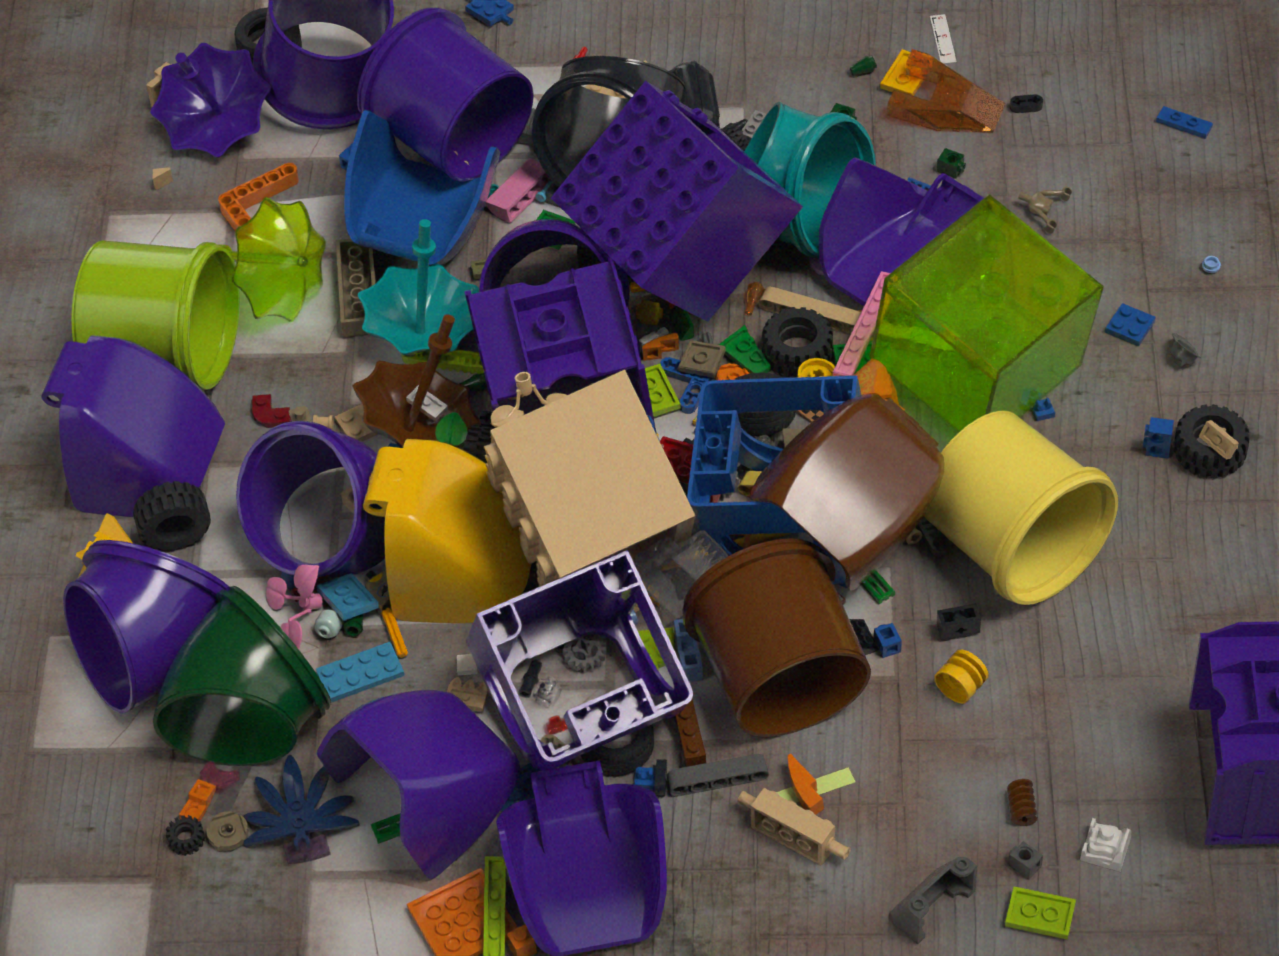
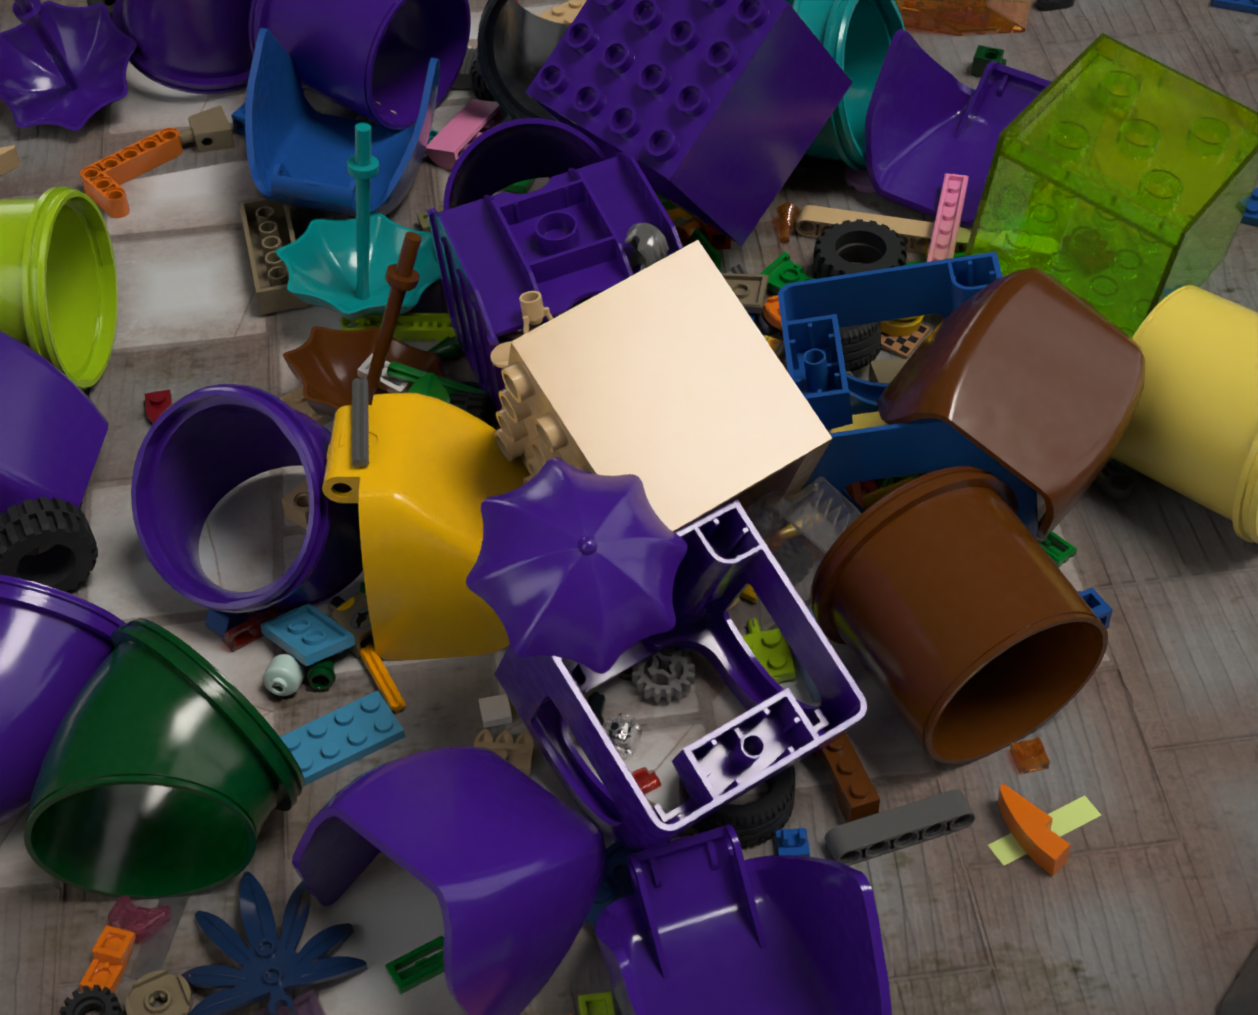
camera: 10 degrees left, 5 degrees down
(278, 259) = (164, 220): clear neon green piece -> none
(304, 580) = (243, 614): bright pink plant -> none
(320, 166) = (209, 131): none -> dark tan torso
(393, 461) = (360, 423): none -> dark grey axle
(466, 416) = (411, 375): none -> green axle
(514, 584) = (577, 565): none -> dark purple piece
(613, 345) = (647, 243): none -> dark grey hair
(661, 777) = (816, 836): black beam -> none
(793, 826) = (1038, 891): tan brick -> none
(818, 736) = (1029, 756): none -> clear orange tile
(958, 621) = (1181, 576): black brick -> none
(961, 676) = (1212, 648): yellow wheel -> none

